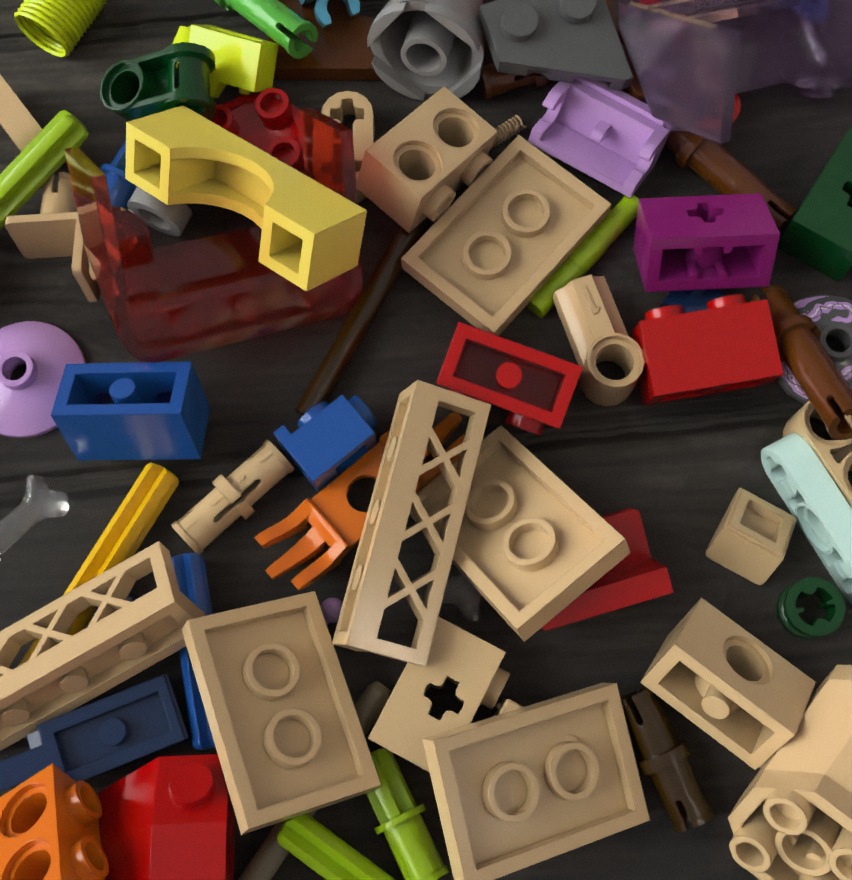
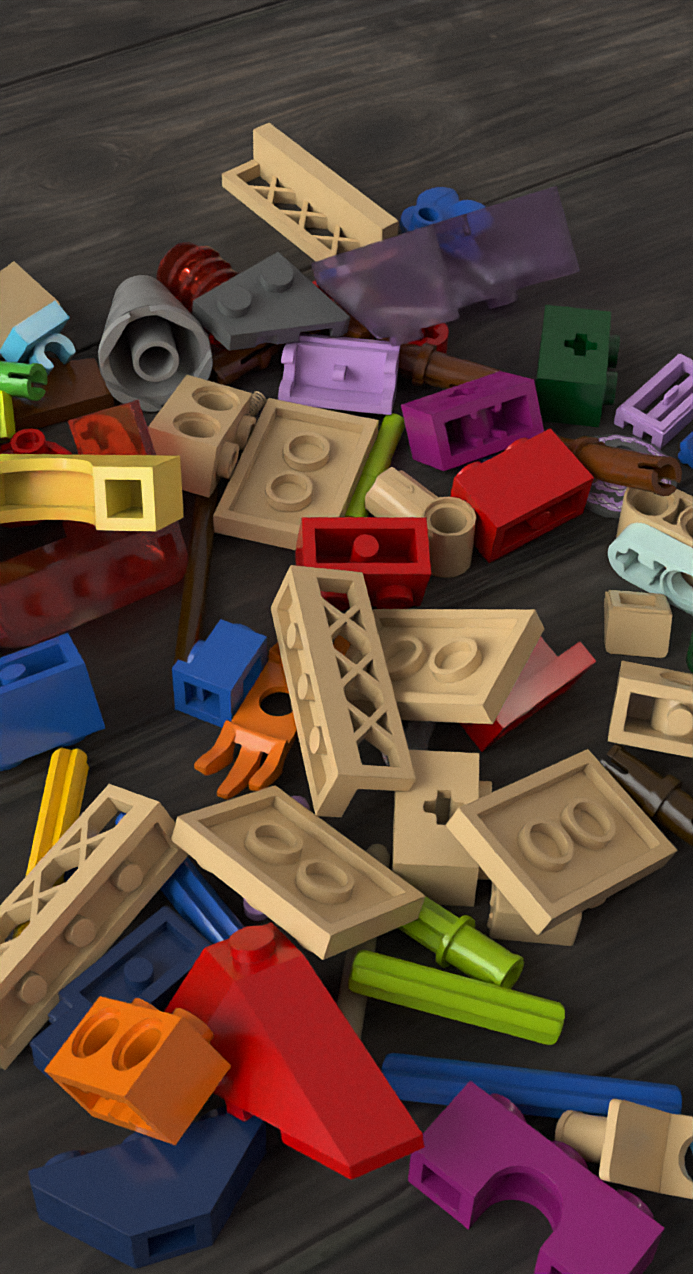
camera: 30 degrees left, 25 degrees down
(232, 497) = (153, 748): tan pin -> none

